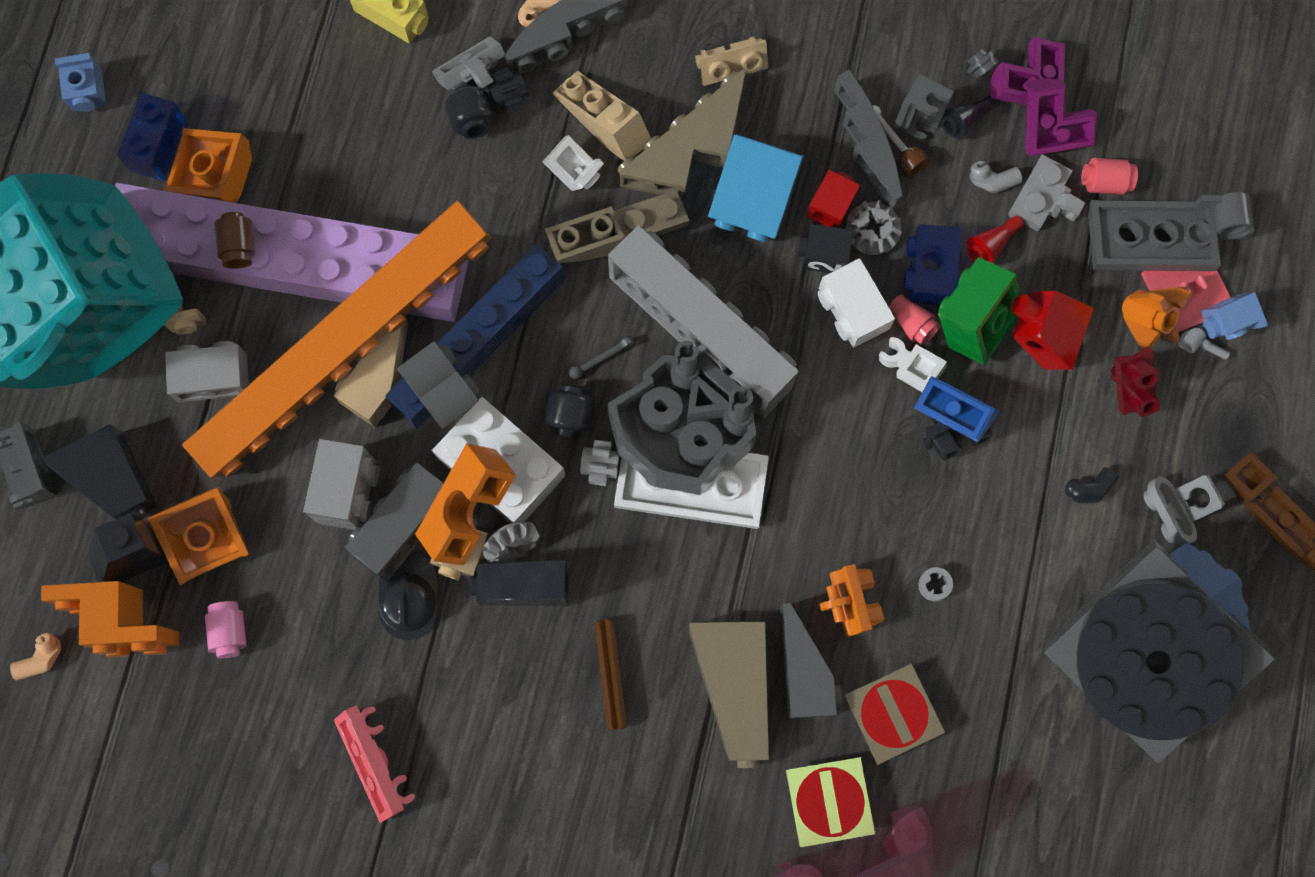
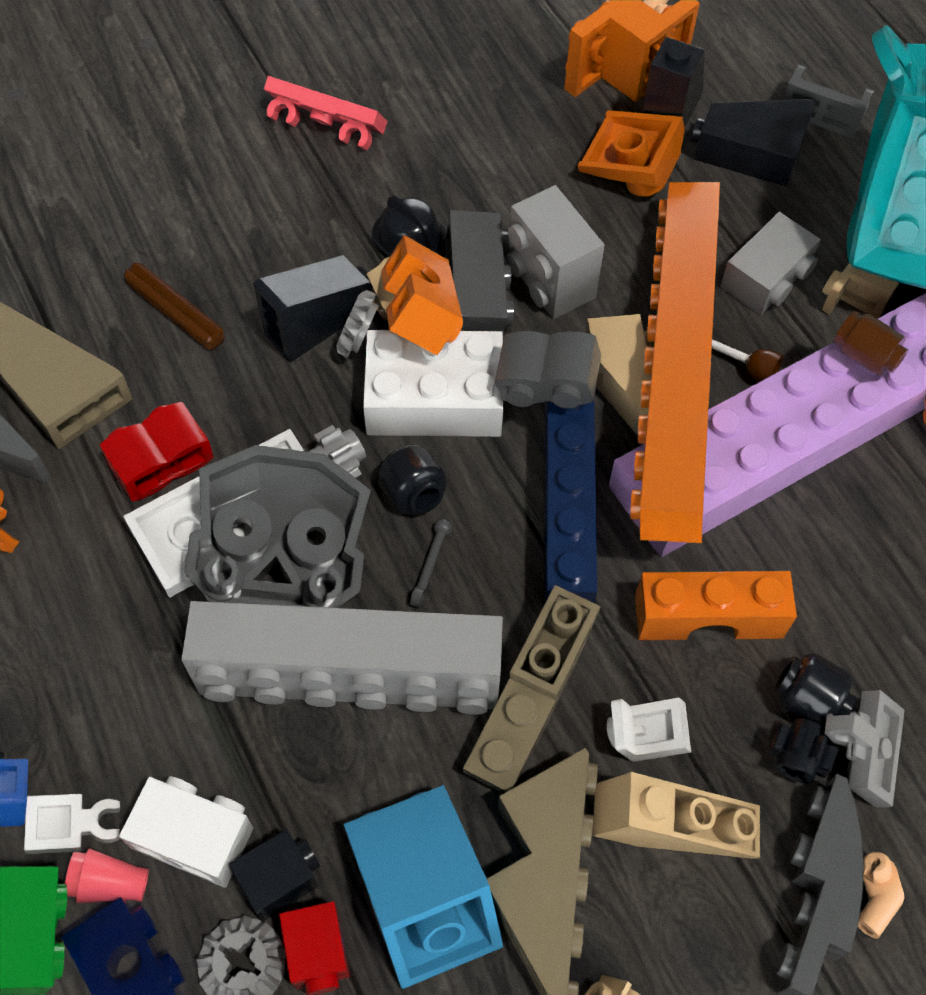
camera: 140 degrees right, 15 degrees down
(225, 629) = (538, 110): bright pink brick -> none
(289, 313) = (759, 364): none -> reddish brown hinge
(488, 203) = (749, 601): none -> orange arch
(705, 560) = (156, 451): none -> red brick

